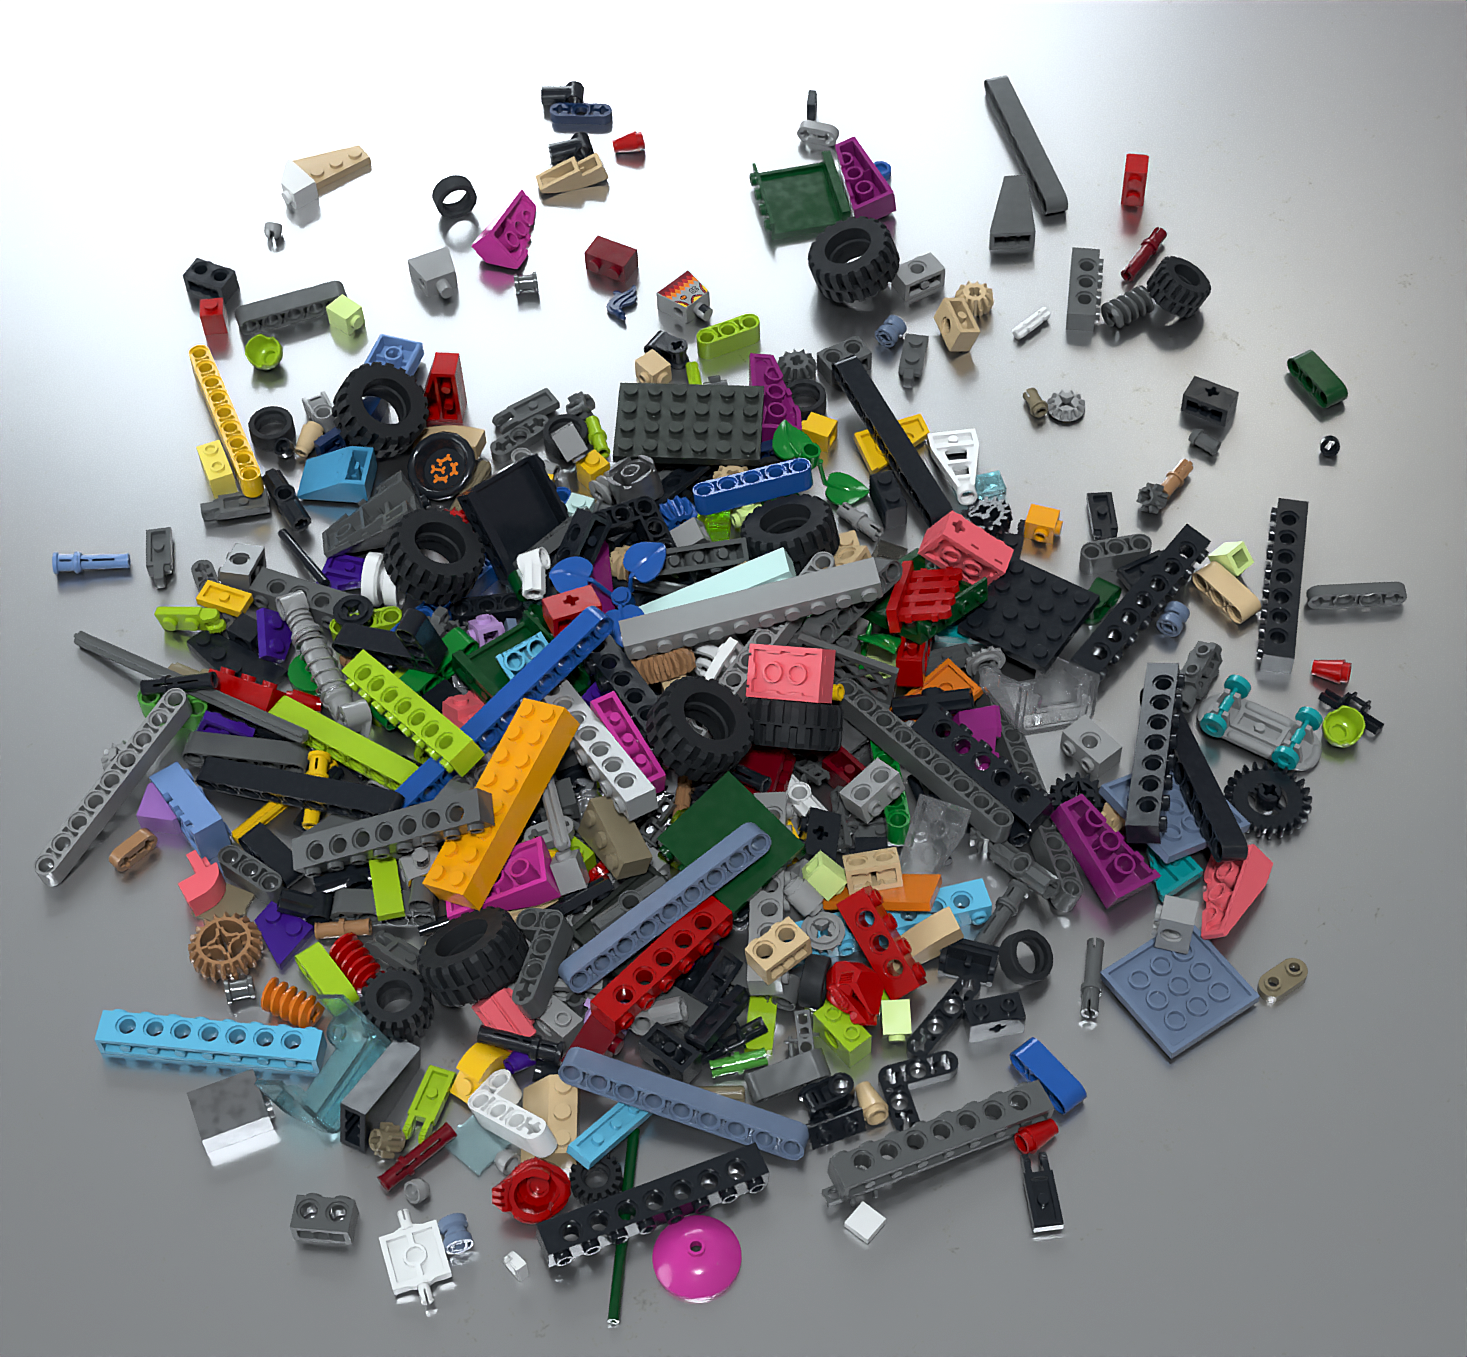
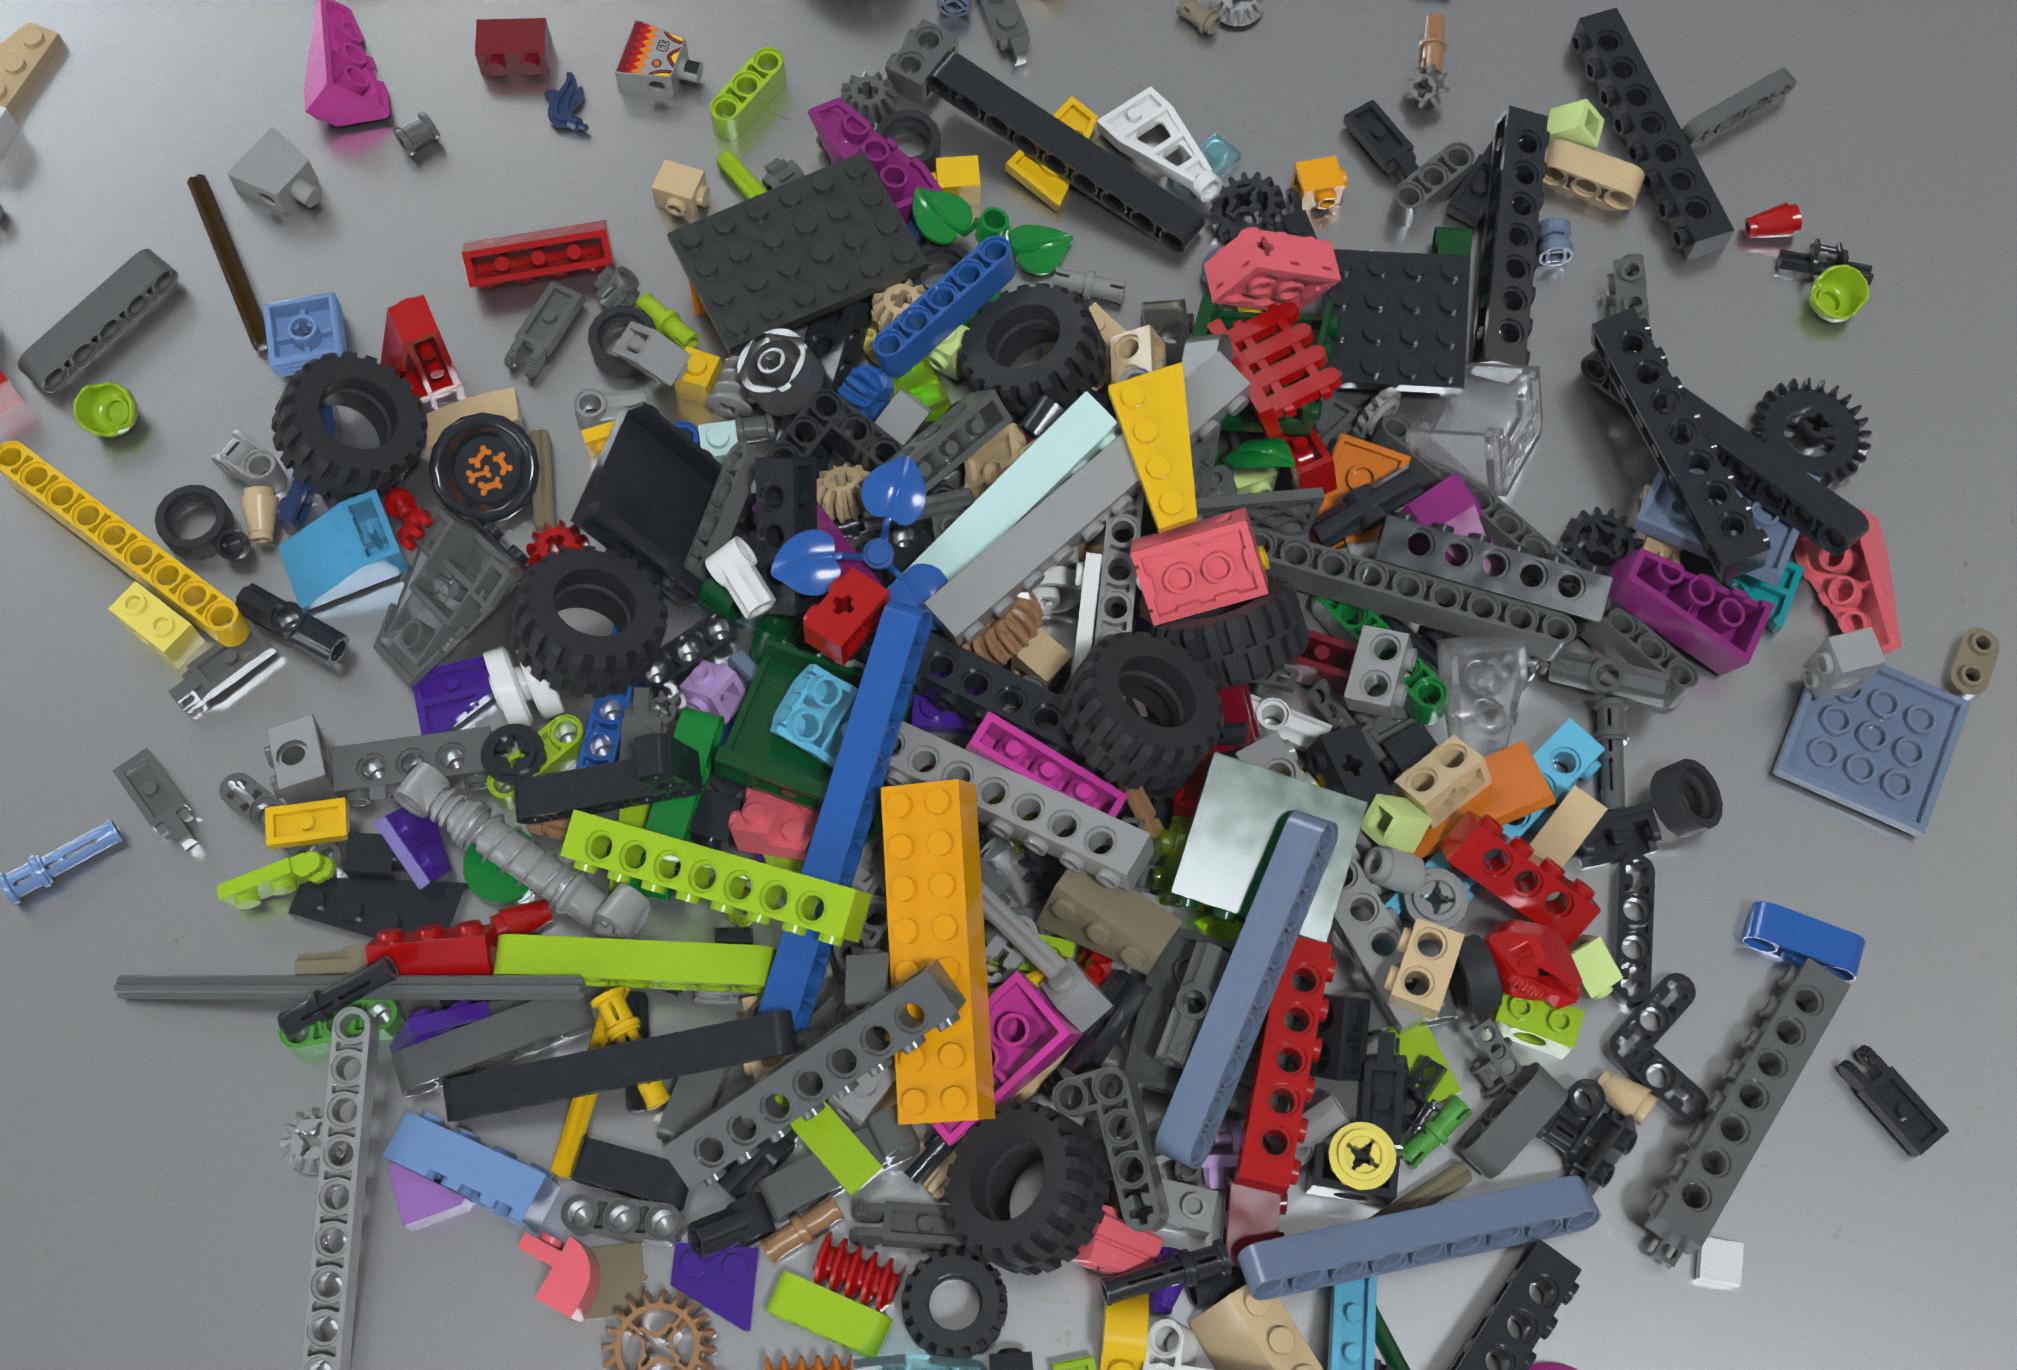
camera: 35 degrees left, 15 degrees up
(133, 849) = (426, 1274): medium nougat beam -> none
(303, 557) = (377, 701): black bar -> none
(345, 314) = (187, 296): yellowish green brick -> none
(381, 303) = (229, 260): none -> dark brown axle
(385, 467) = (401, 505): none -> red hinge
(449, 185) = (218, 35): black tyre -> none
(524, 429) = (564, 387): dark grey beam -> none
(548, 369) = (538, 254): none -> red brick
(669, 348) = (679, 146): black piece -> none
(681, 1027) = (1381, 1154): none -> light yellow gear
(804, 589) = (1158, 439): none -> yellow wing
(888, 499) = (1108, 237): black brick -> none
(993, 1017) = (1696, 898): black brick -> none
(1034, 1136) = (1842, 1032): red cone -> none
(1091, 987) = (1775, 792): dark grey pin -> none
(1102, 750) = (1588, 459): light grey brick -> none
(1260, 728) = (1744, 342): light grey piece -> none

